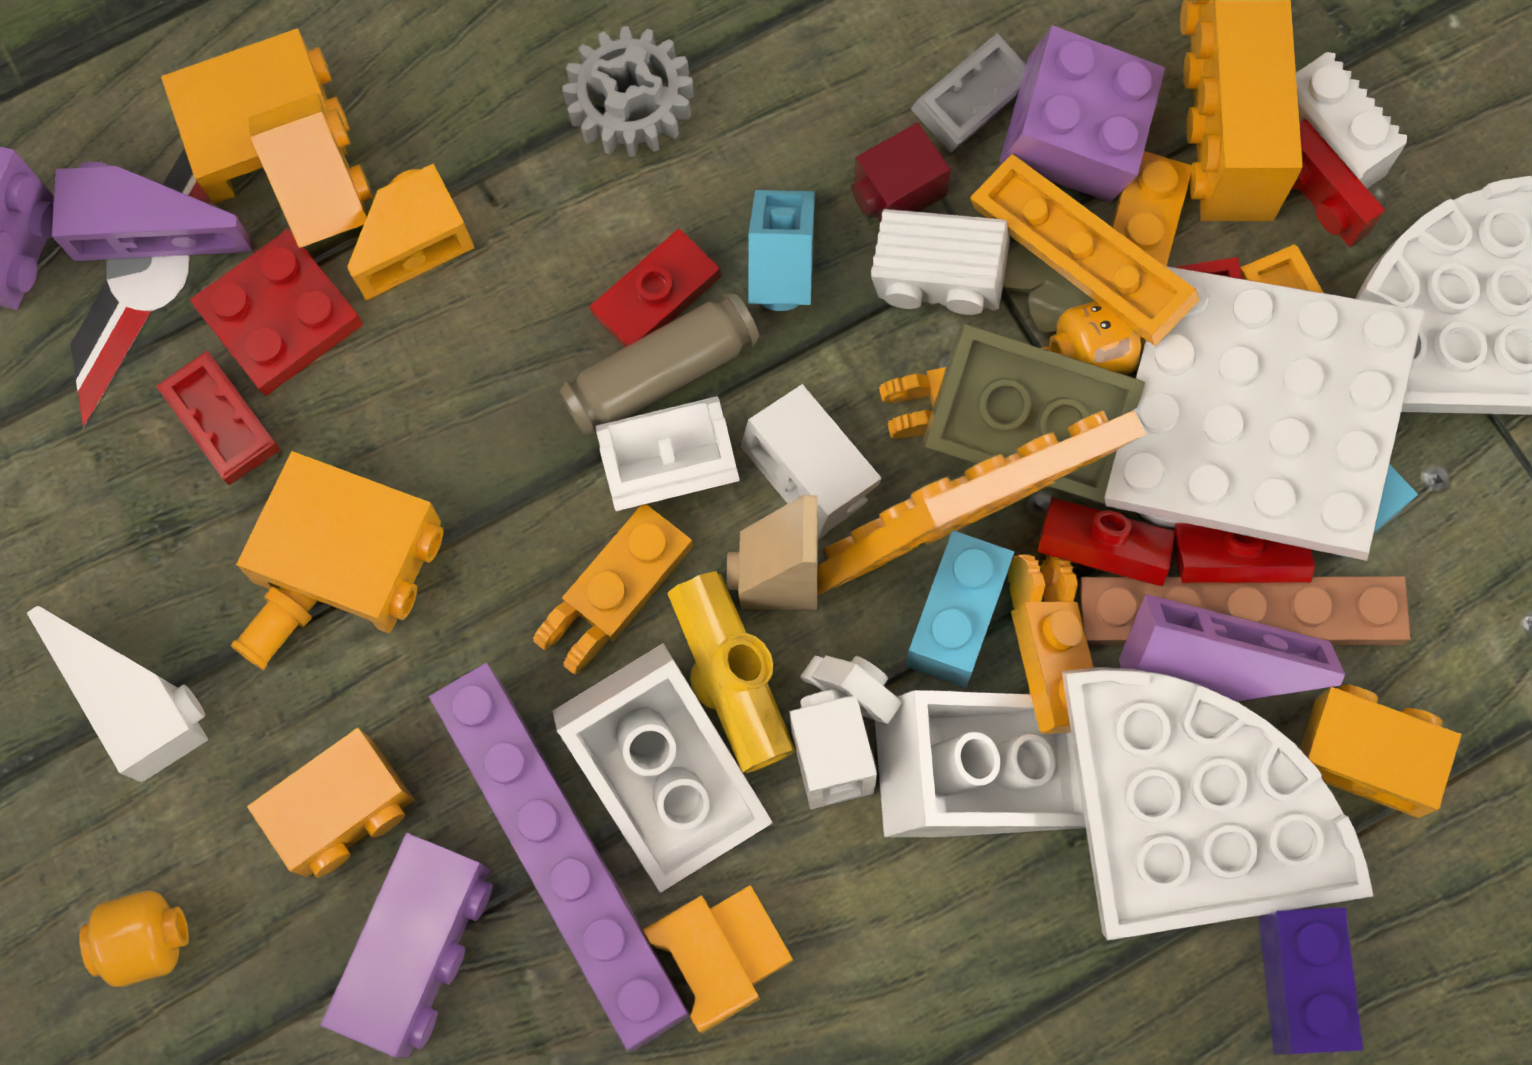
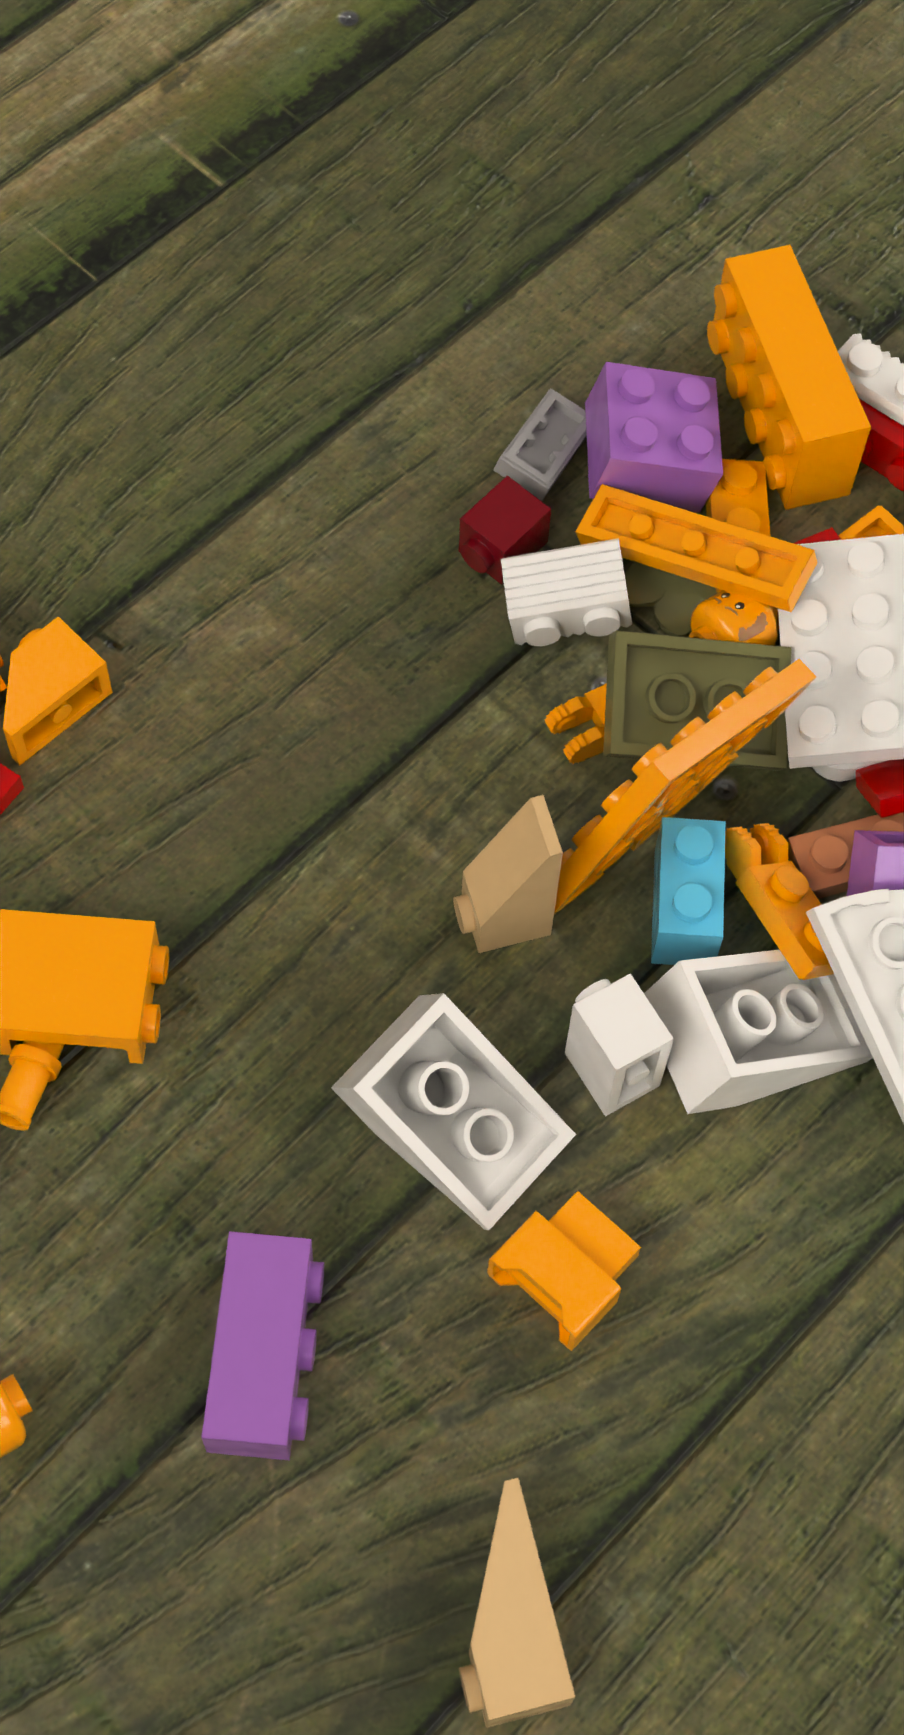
camera: 25 degrees left, 10 degrees down
(332, 805) = (141, 1233): light orange brick -> none
(560, 858) = (386, 1218): medium lavender brick -> none
(616, 585) = (353, 958): light orange hinge -> none
(633, 98) = (222, 515): light grey gear -> none
(655, 289) = (303, 687): red plate -> none
(659, 363) = (330, 748): dark tan axle -> none
(667, 453) = (367, 823): white hinge -> none
(731, 672) = (496, 1001): yellow piece -> none
(781, 249) = (415, 619): medium azure slope -> none
(809, 455) = (489, 784): white hinge -> none
(857, 679) = (614, 966): white plate -> none
(1107, 541) = (800, 800): red plate -> none

